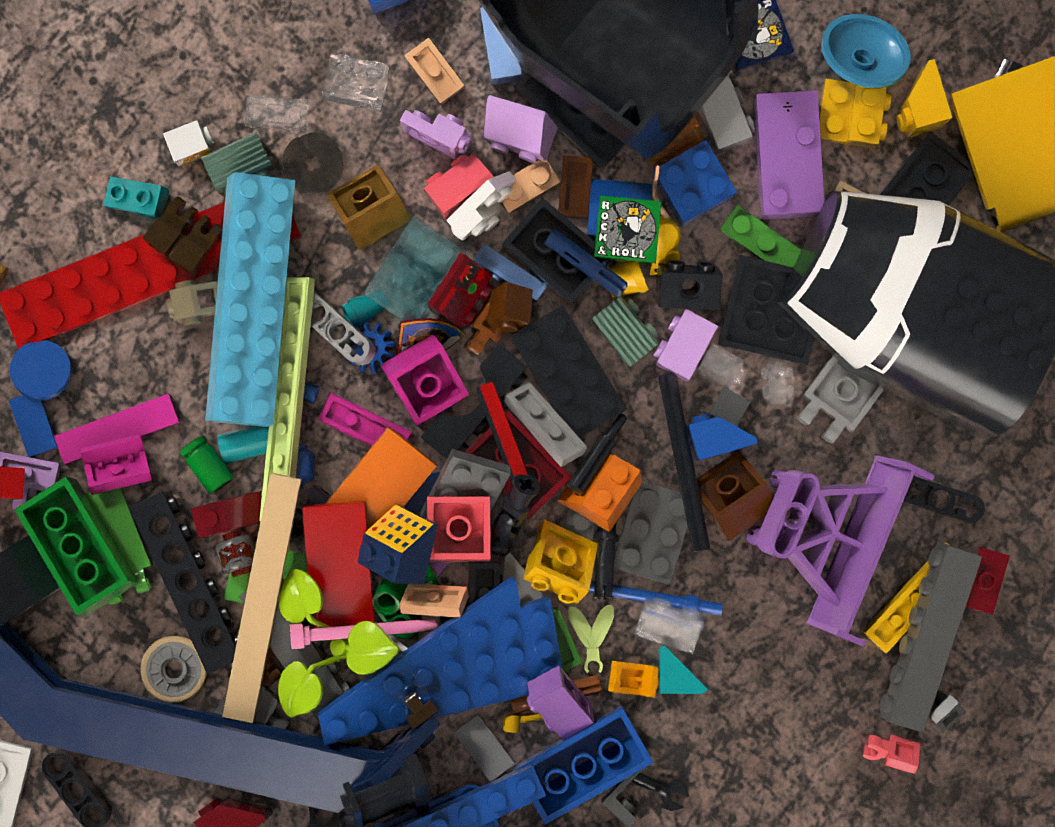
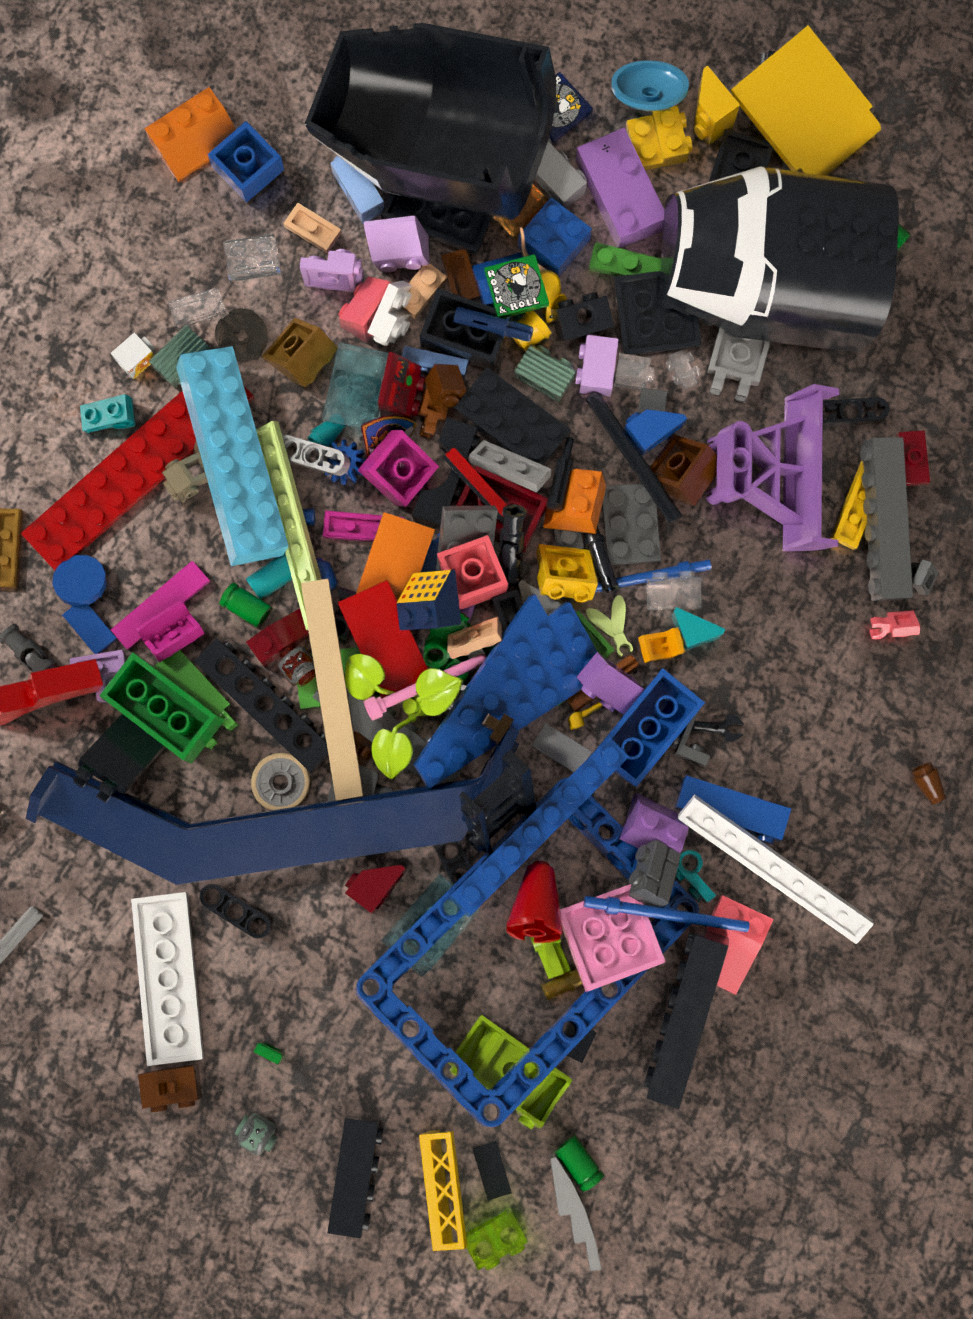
camera: 20 degrees left, 5 degrees down
(168, 237) = (163, 438): dark brown legs -> none

